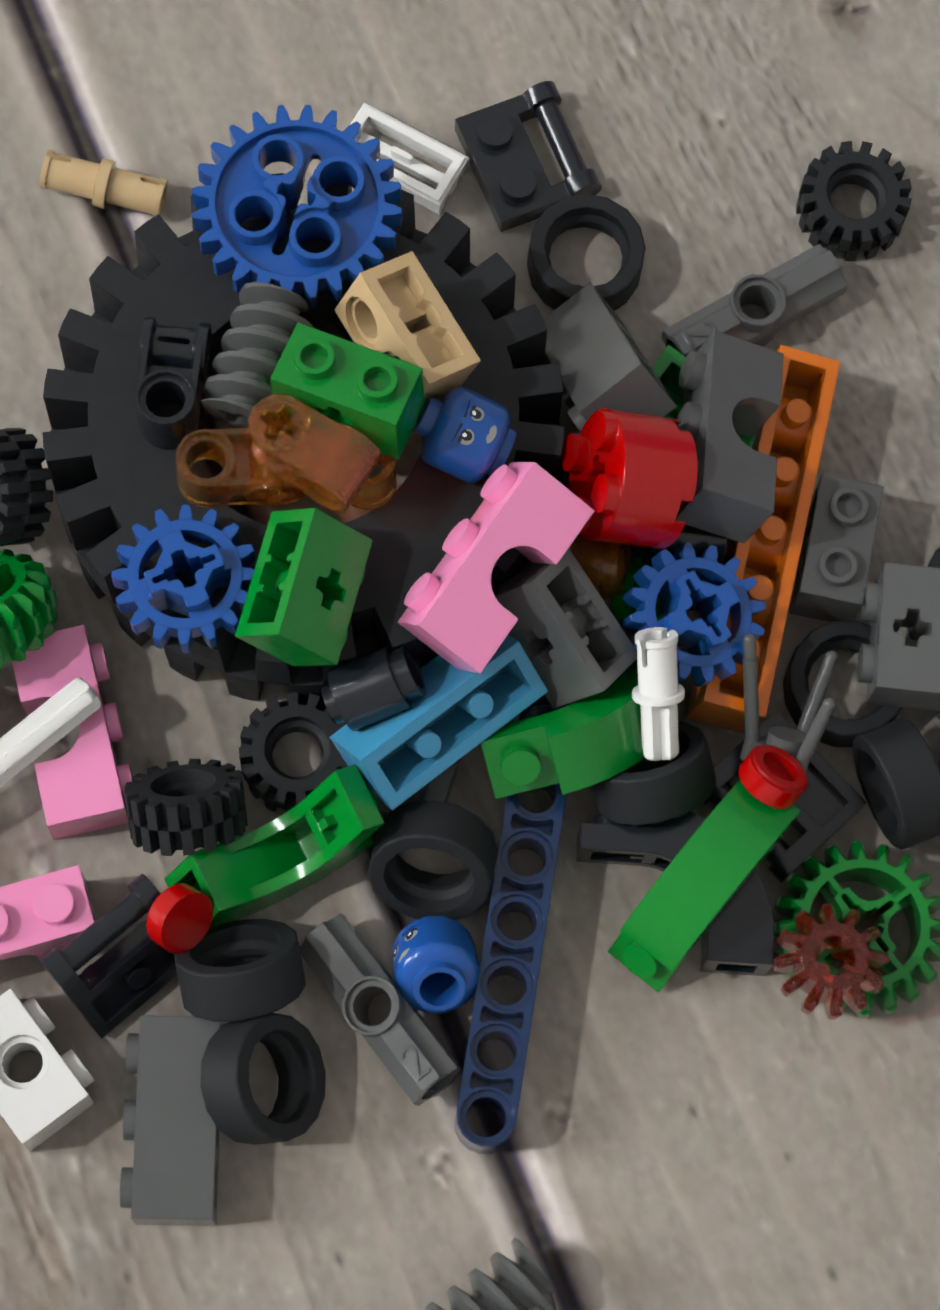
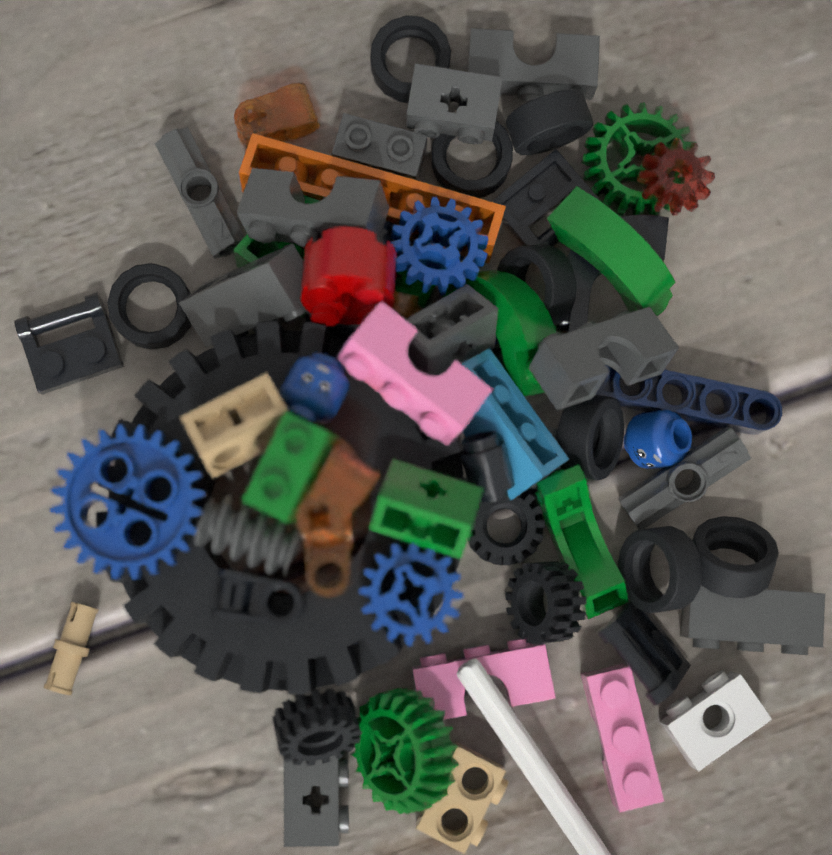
camera: 85 degrees left, 10 degrees up
(179, 918) = (629, 608): red tile -> none
(423, 194) = (49, 424): white tile -> none
(573, 898) = (575, 363): none -> dark grey arch
(658, 692) = (497, 272): white axle -> none
(773, 776) = (555, 201): red tile -> none
(815, 717) = (531, 198): dark grey plant -> none
(863, 170) = (103, 100): black tyre -> none
(877, 415) = (281, 114): none -> clear orange piece

